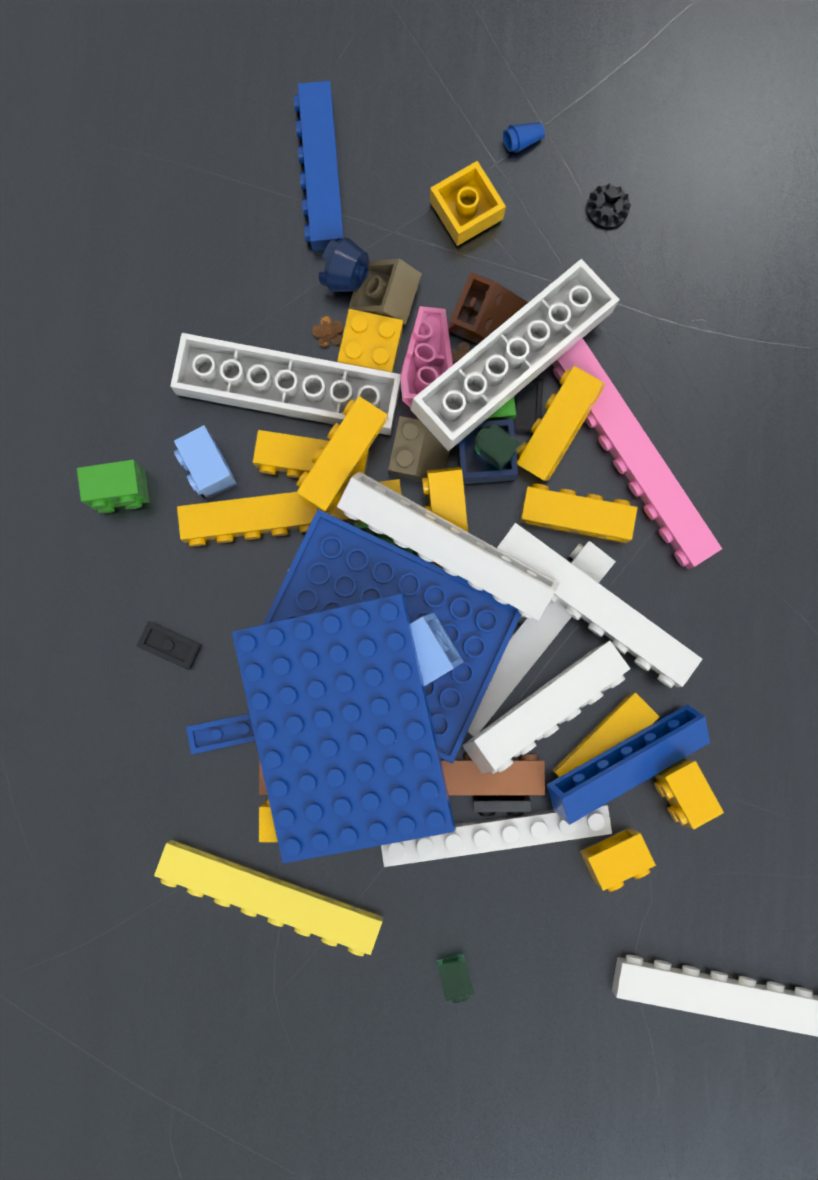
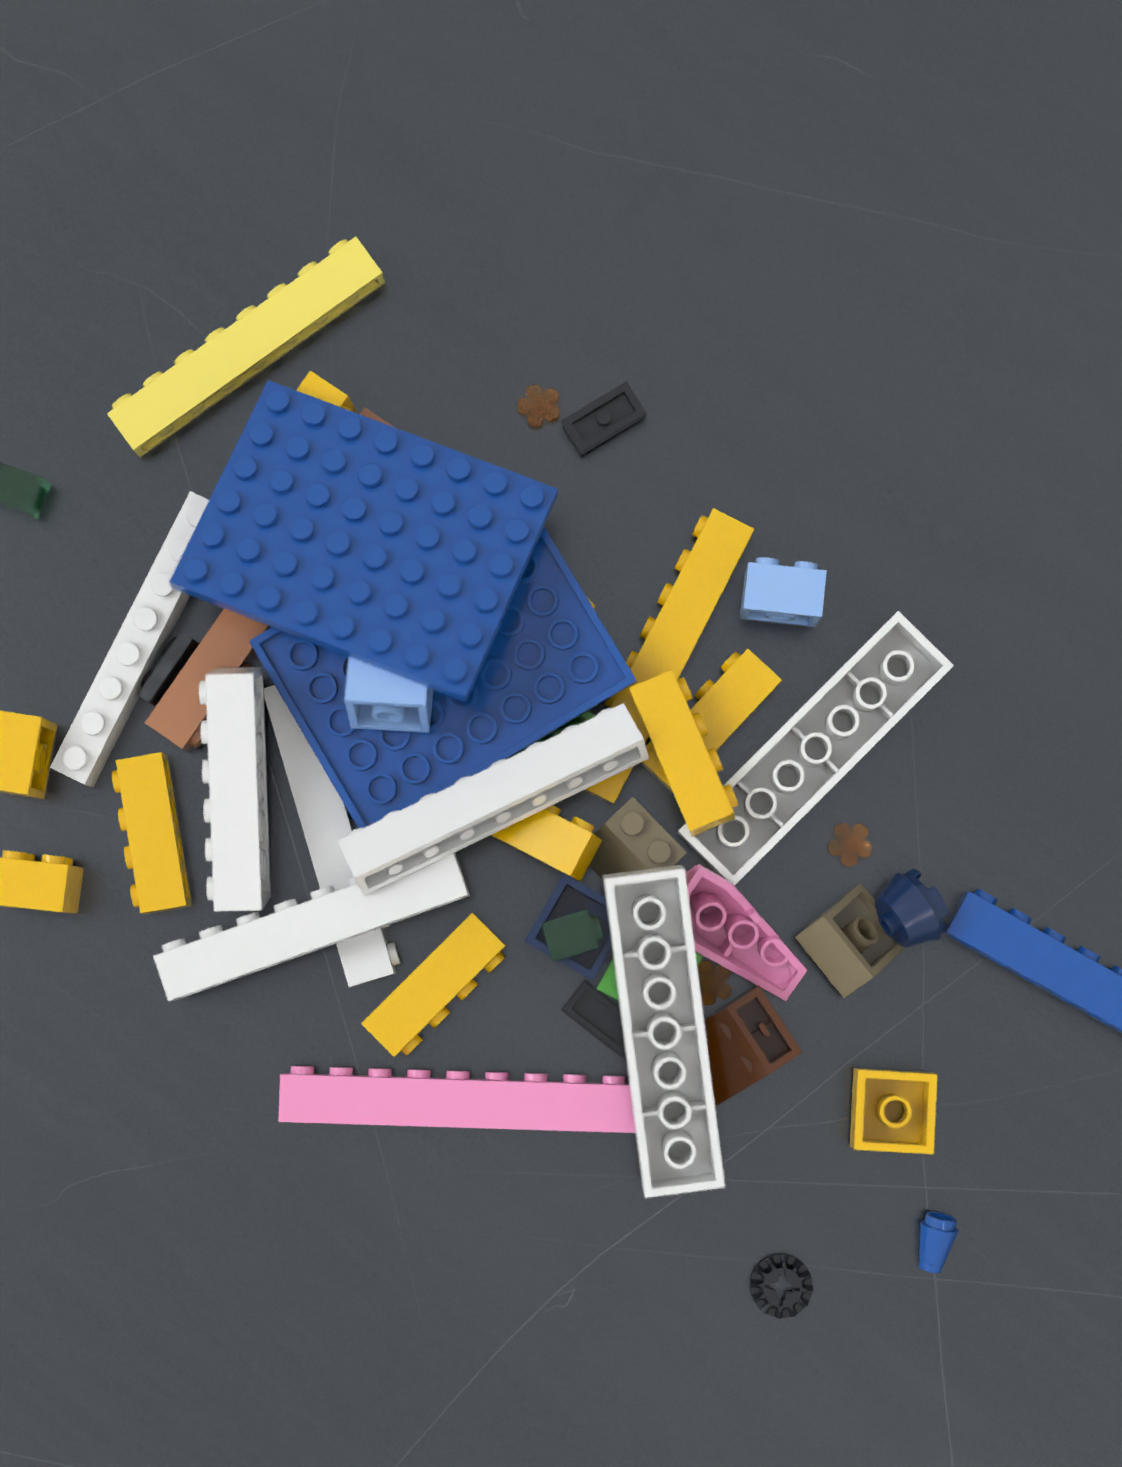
camera: 135 degrees right, 0 degrees up
(113, 486) = (829, 468): bright green brick -> none
(186, 690) = (538, 405): none -> clear orange plant
(220, 733) = (464, 409): blue plate -> none
(371, 341) = (798, 879): yellow brick -> none
(560, 423) = (551, 1034): yellow brick -> none
(628, 764) = (112, 840): blue brick -> none

